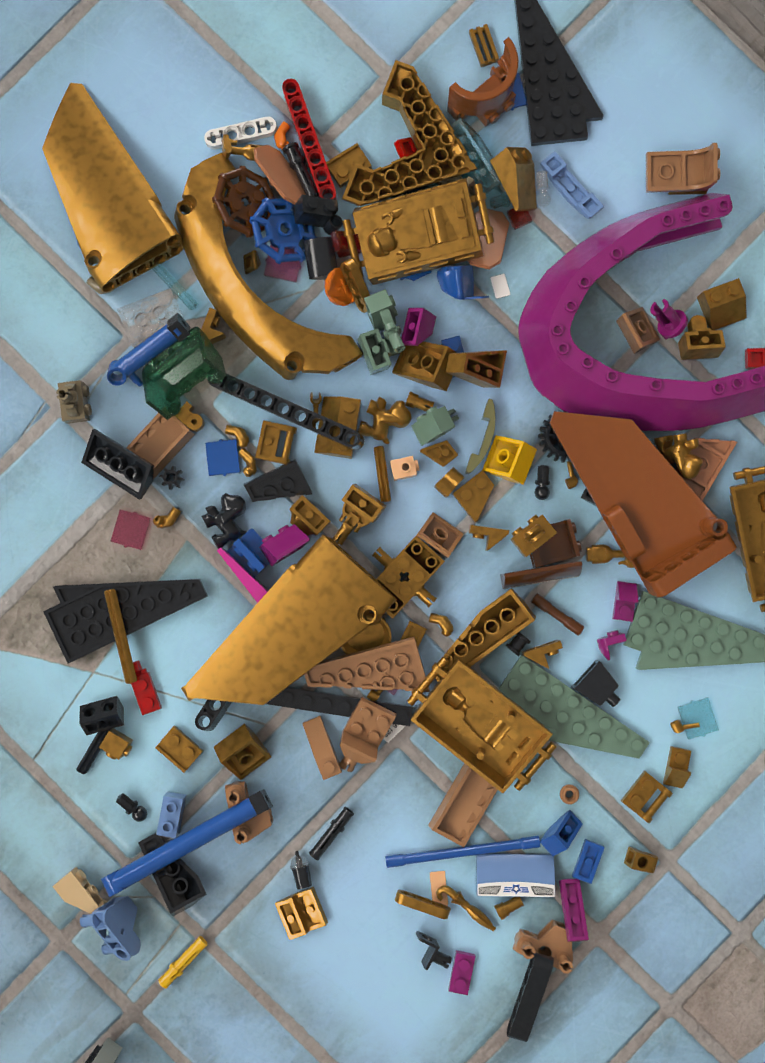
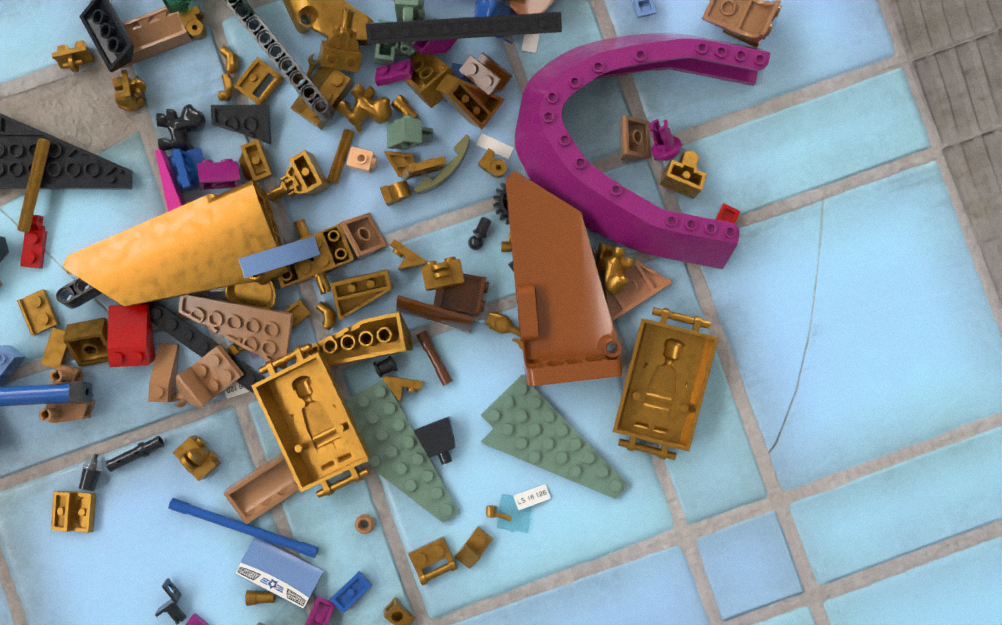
camera: 25 degrees right, 0 degrees up
(96, 503) = (73, 57): none -> pearl gold hips
(130, 529) = (93, 97): clear pink piece -> none
(164, 514) = (129, 87): none -> pearl gold hips
(166, 477) = (147, 64): black gear -> none
(212, 773) = (55, 350): none -> pearl gold tile
(222, 457) = (206, 73): blue piece -> none
(276, 730) = (130, 336): none -> red slope
(339, 375) = (341, 49): none -> pearl gold brick
(383, 593) = (279, 257): none -> medium blue slope
(390, 809) = (197, 457): none -> pearl gold brick
(395, 375) = (394, 72): none -> magenta plate
(422, 904) = (183, 557): pearl gold beam -> none
(437, 880) = (207, 550): light nougat sticker -> none
(443, 305) = (463, 27): none -> black plate
(458, 898) = (218, 567): pearl gold piece -> none
(462, 586) = (359, 290): none -> pearl gold wedge
(468, 443) = (423, 168): none -> pearl gold plate
(474, 494) = (413, 215): pearl gold wing -> none
(480, 336) = (486, 73): none -> panel
(509, 459) = (460, 198): yellow slope -> none
(515, 396) = (498, 147): none -> white sticker
(523, 416) = (494, 167): none -> pearl gold leg
(561, 833) = (339, 555): blue slope -> none
(612, 637) = (472, 403): magenta plate -> none
(625, 600) = (501, 376): magenta slope -> none
(706, 696) = (531, 497): none -> white sticker
(723, 304) = (721, 153): pearl gold slope -> none

